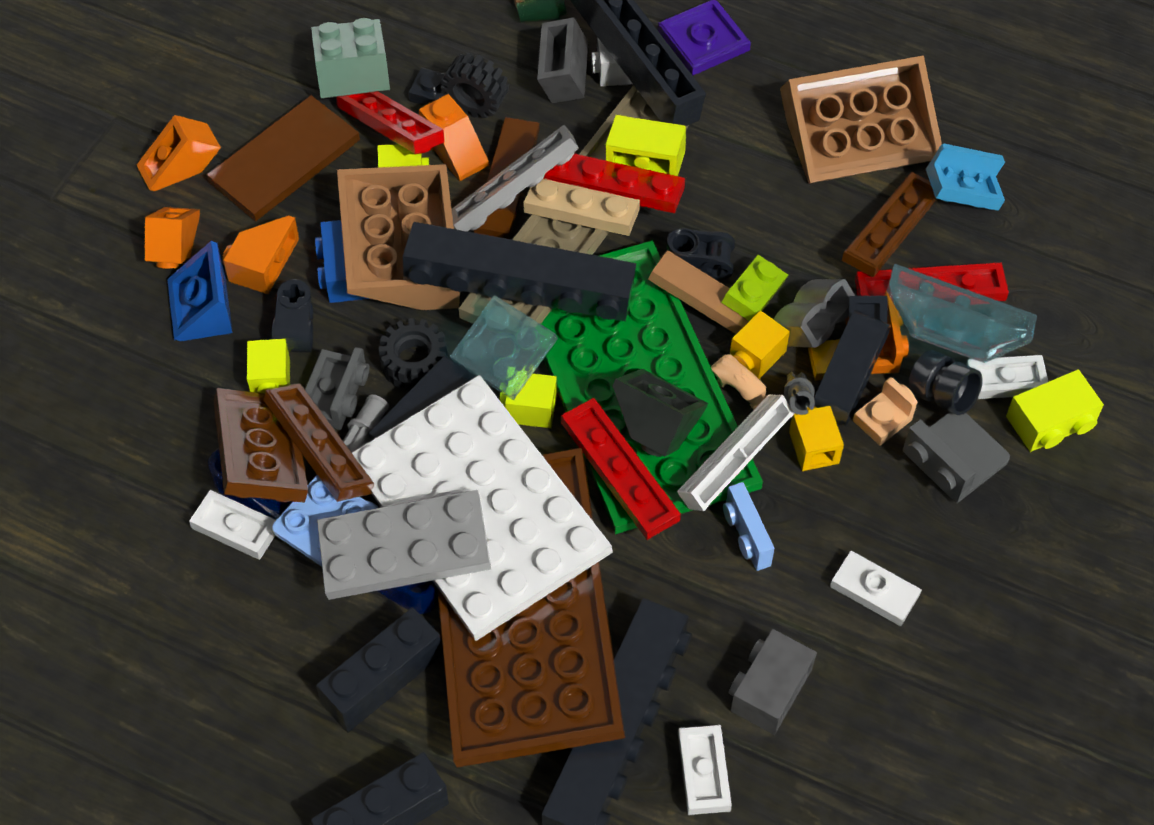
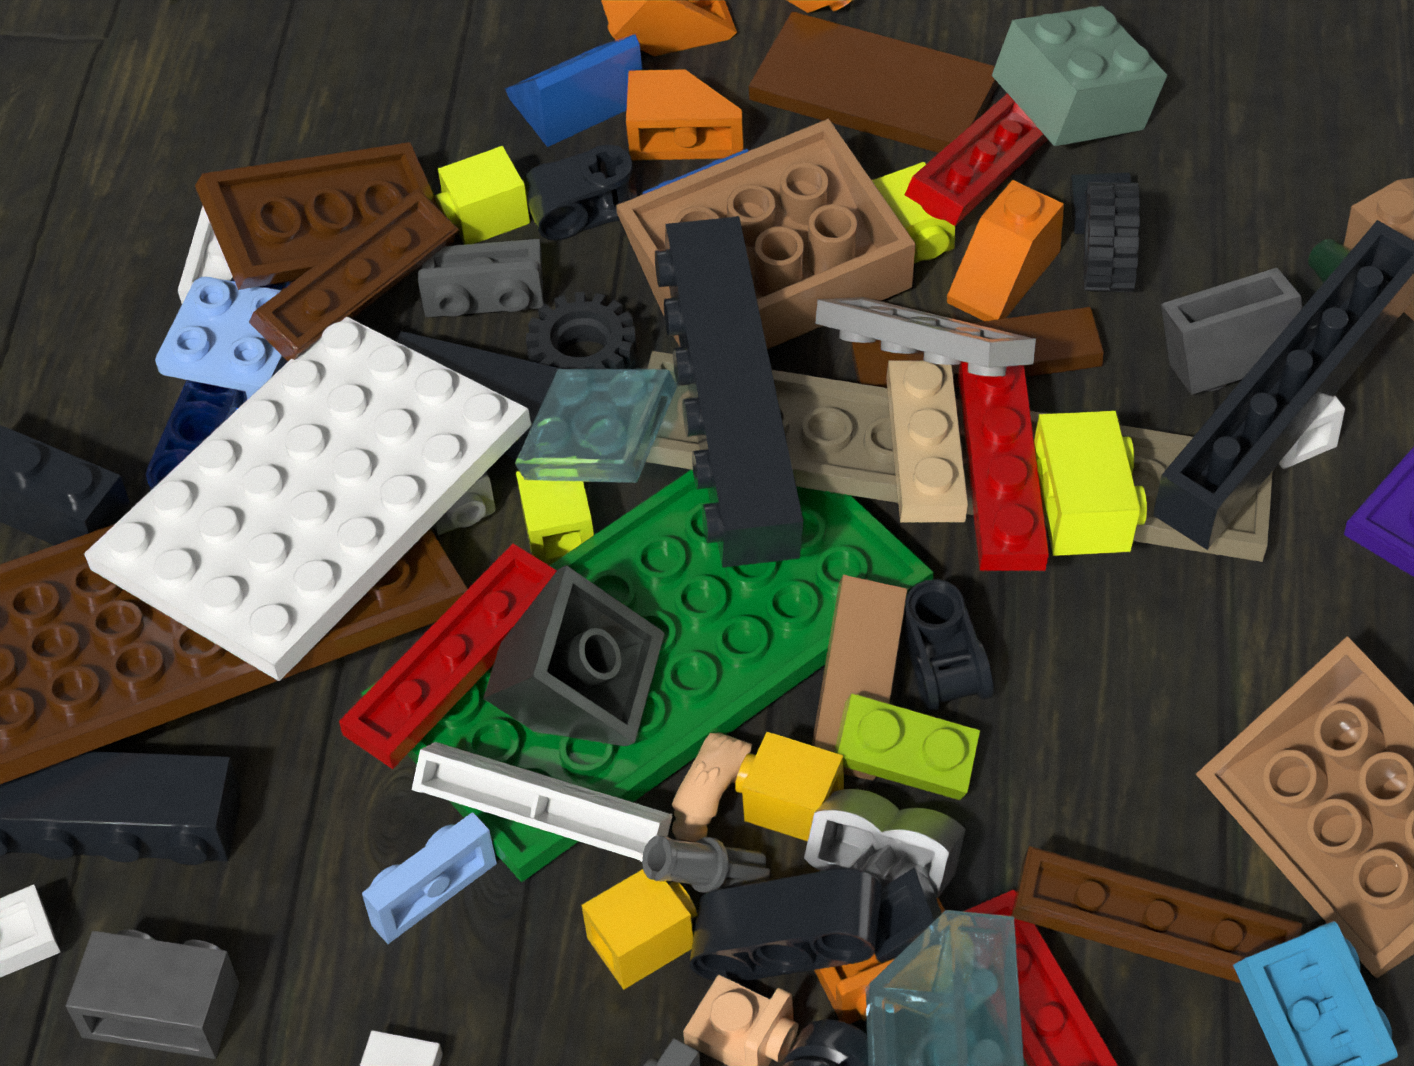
camera: 75 degrees right, 5 degrees down
(366, 420) = (454, 331): light grey axle -> none
(403, 544) = (196, 417): light grey plate -> none

